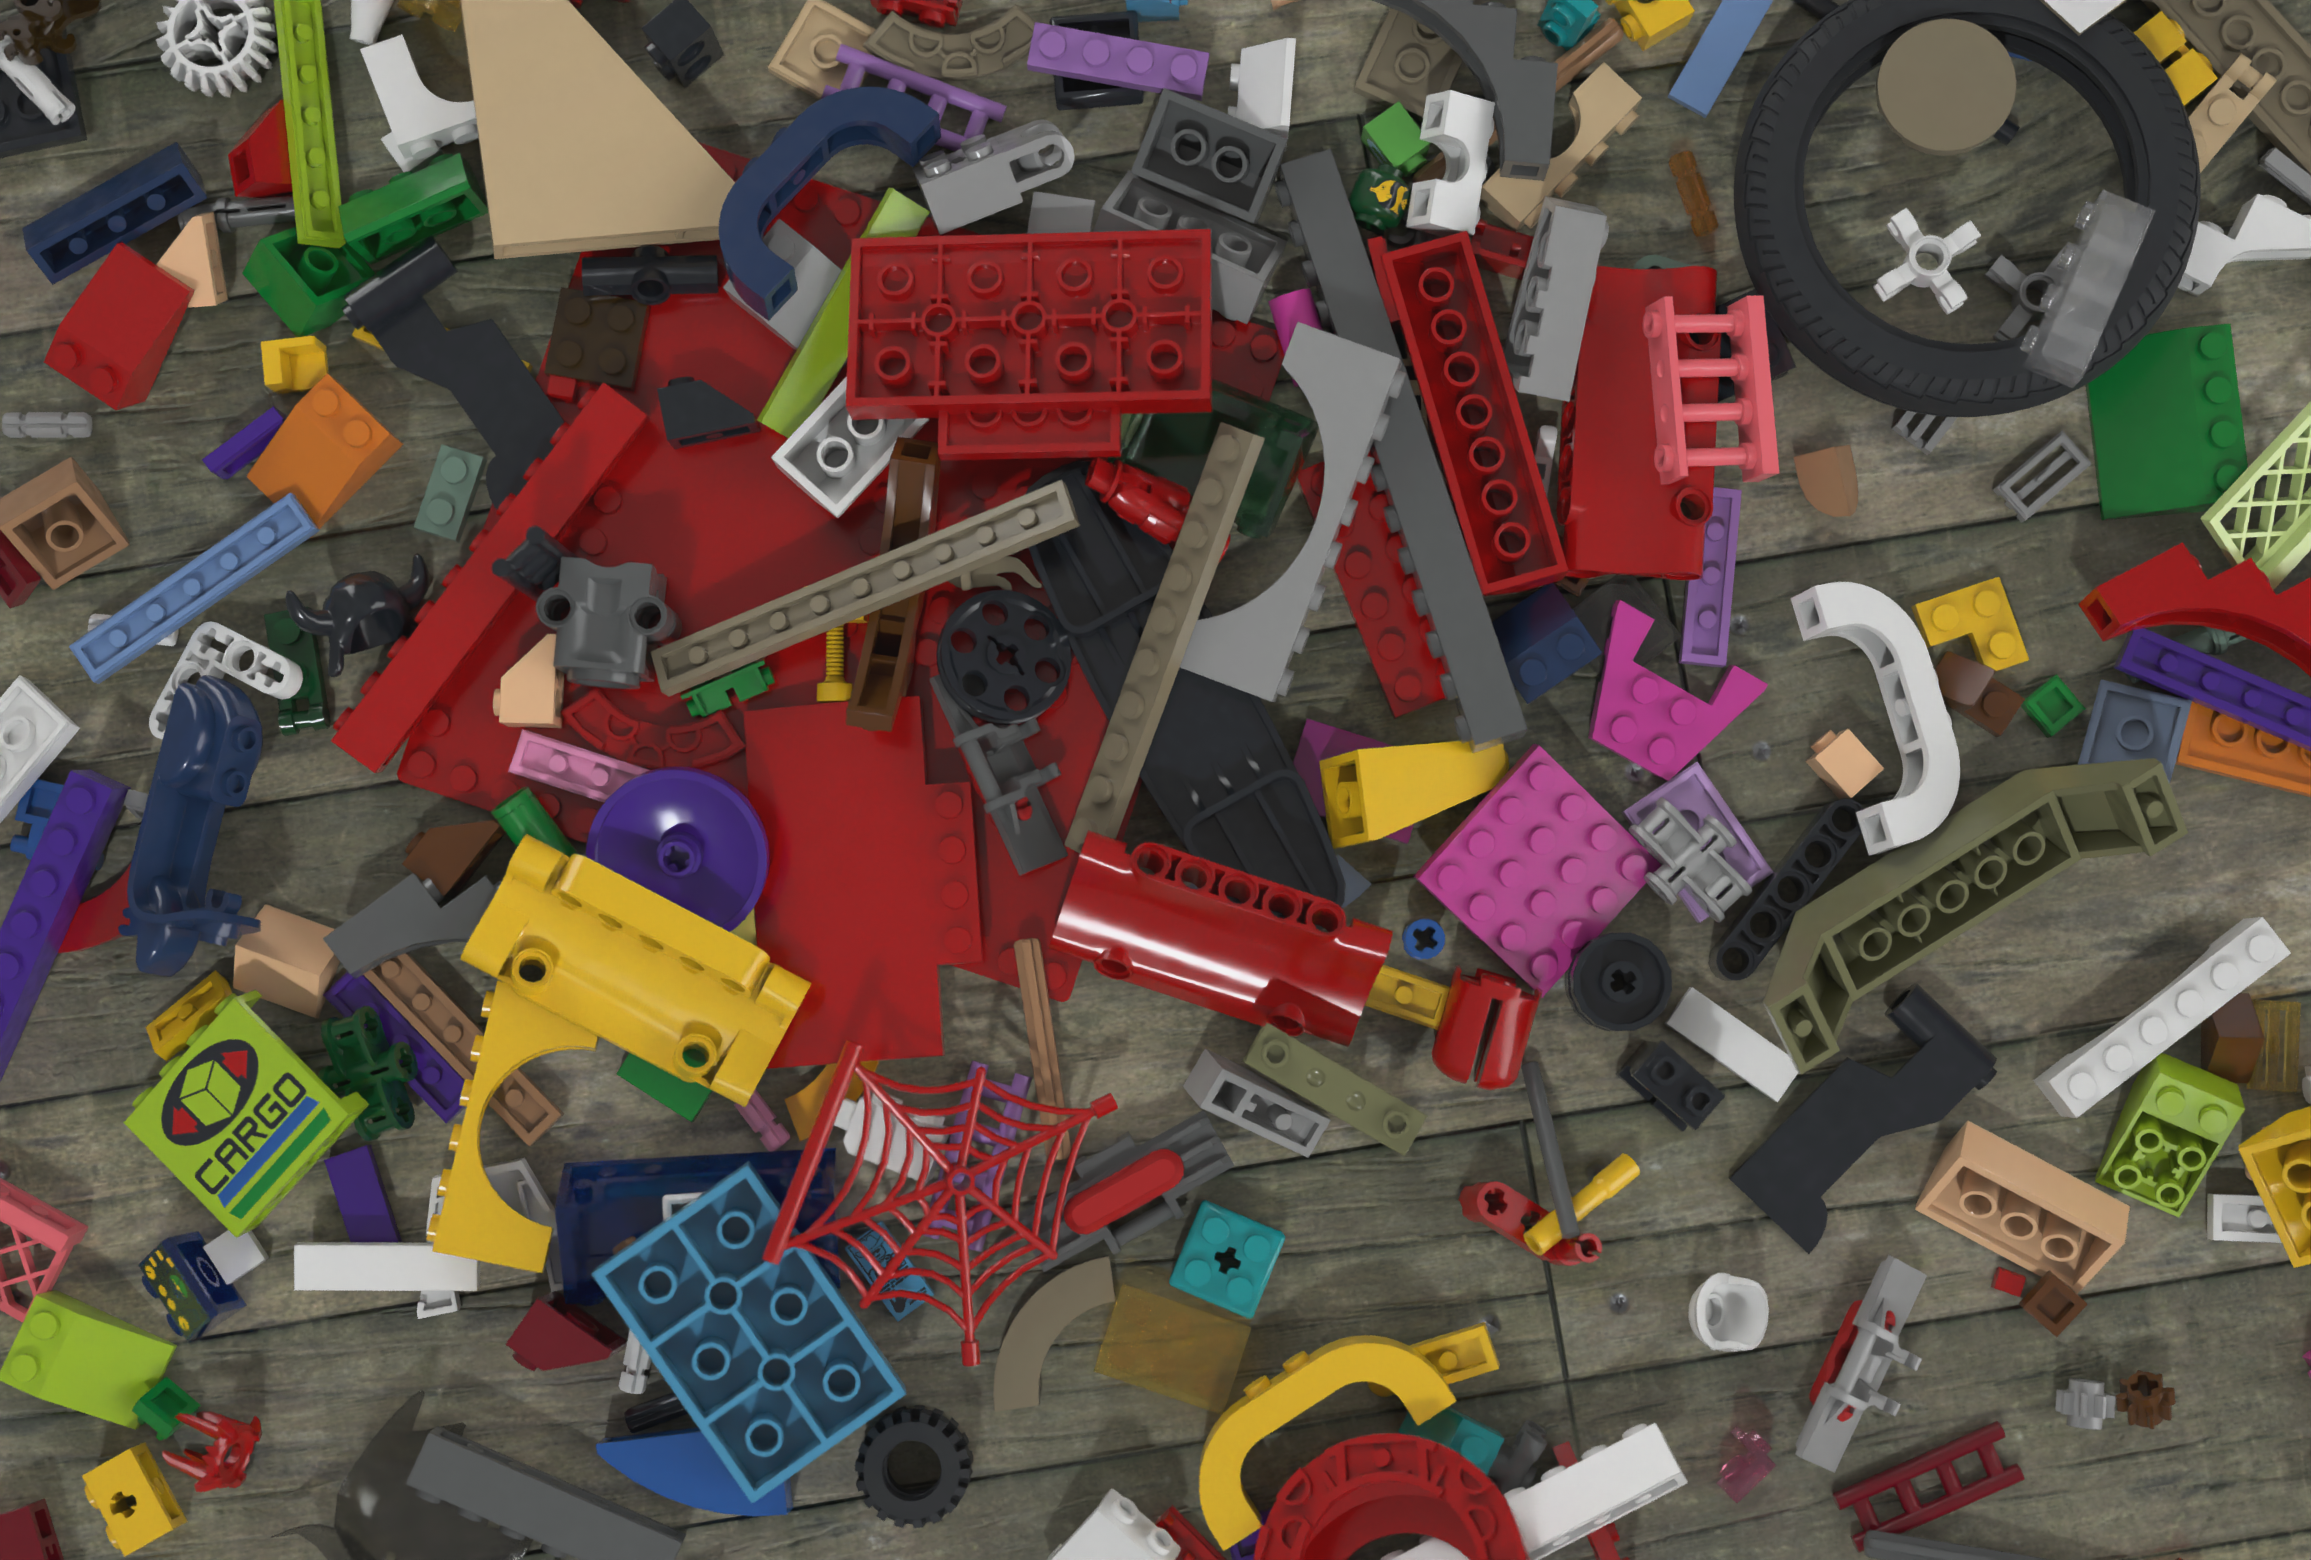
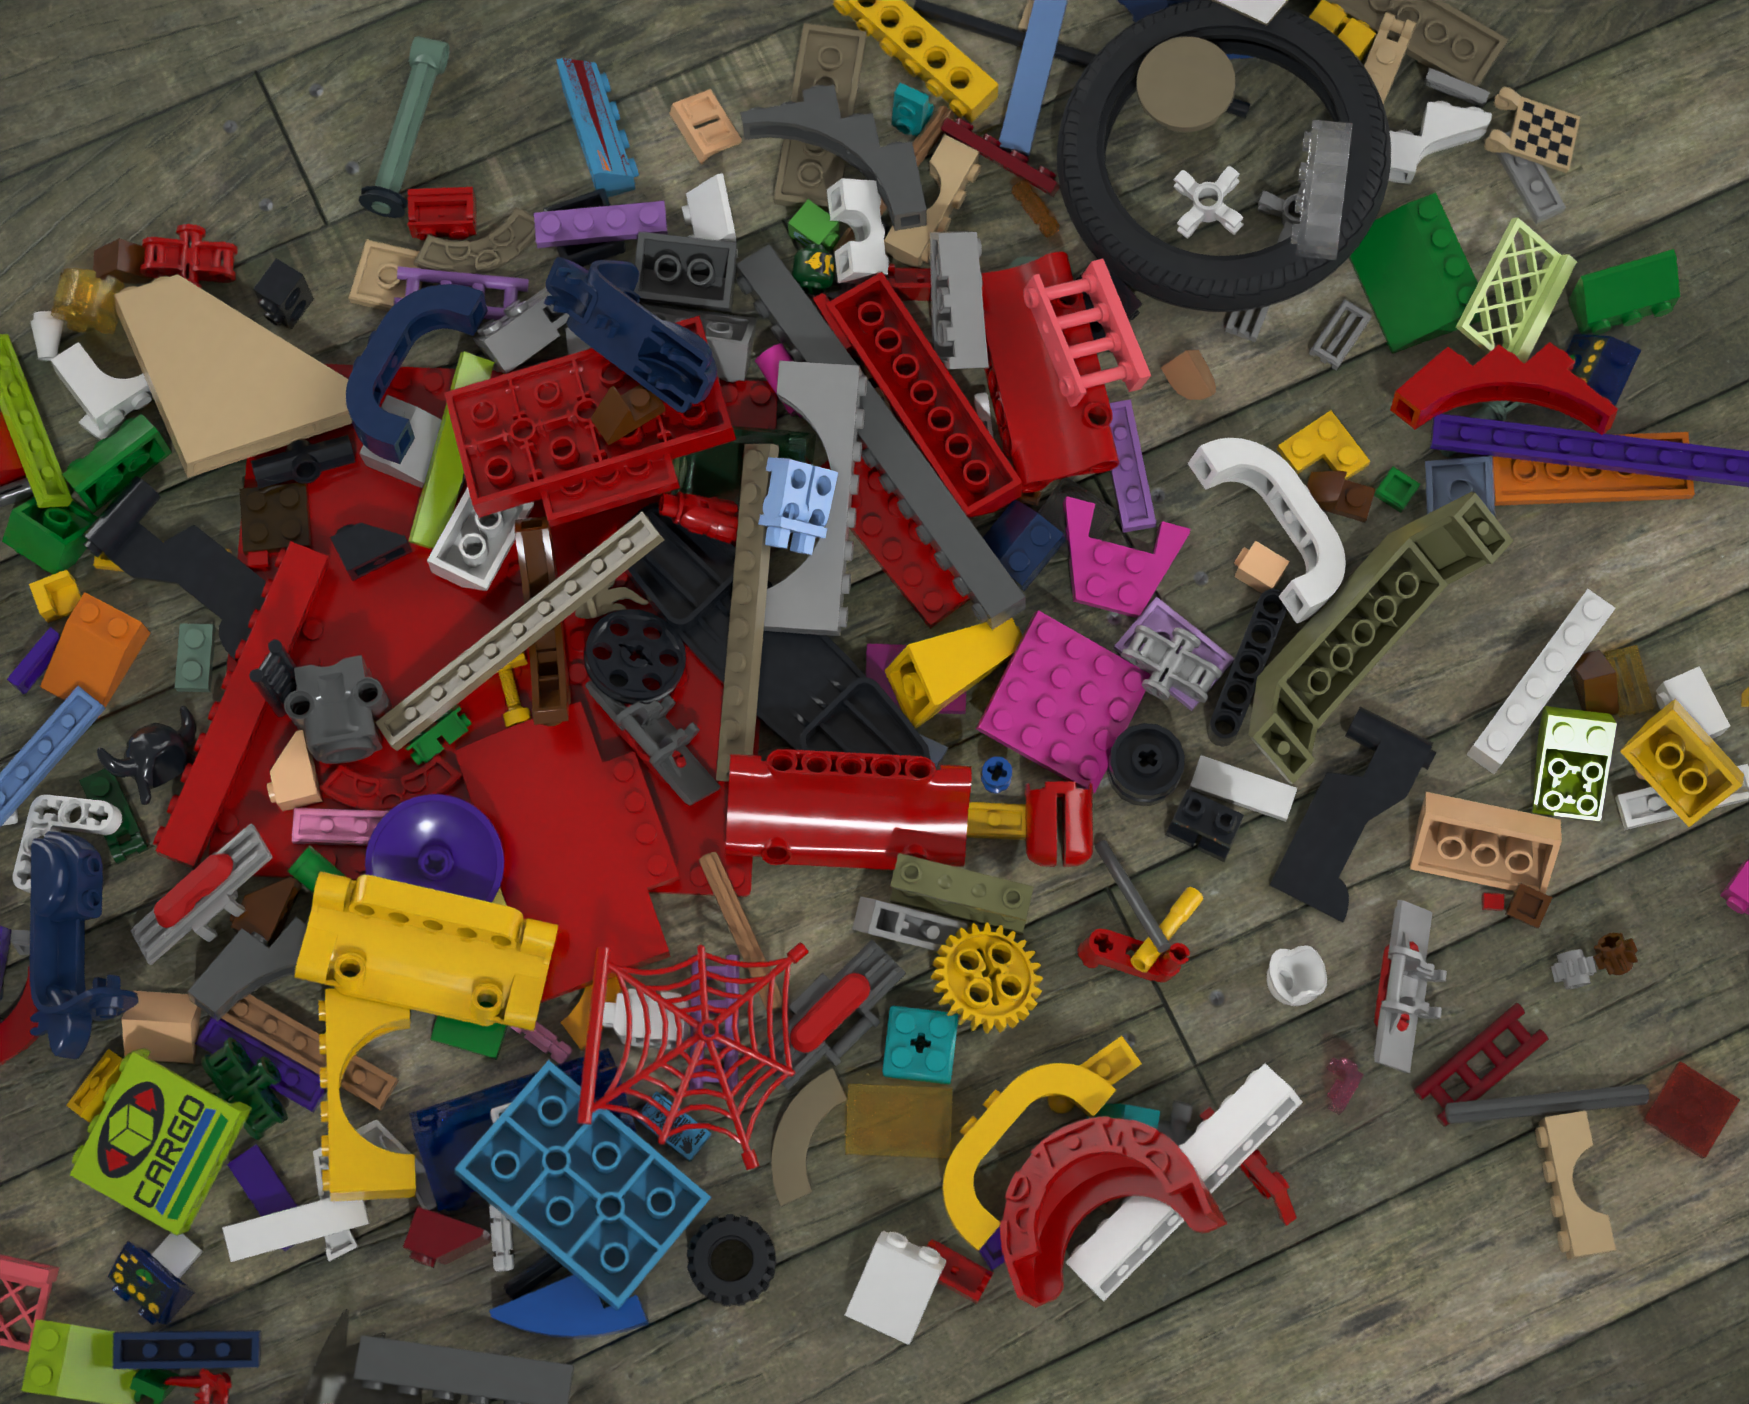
camera: 20 degrees left, 10 degrees down
(212, 1385) = (186, 1349): none -> dark blue brick
(377, 815) = (202, 895): none -> light grey piece
(1078, 338) = (623, 413): none -> reddish brown slope
(1137, 272) = (611, 321): none -> dark blue piece
(1266, 523) = (797, 504): none -> light blue hips
(1373, 1201) = (1015, 973): none -> yellow gear
(1656, 95) = (1013, 162): none -> dark red plate

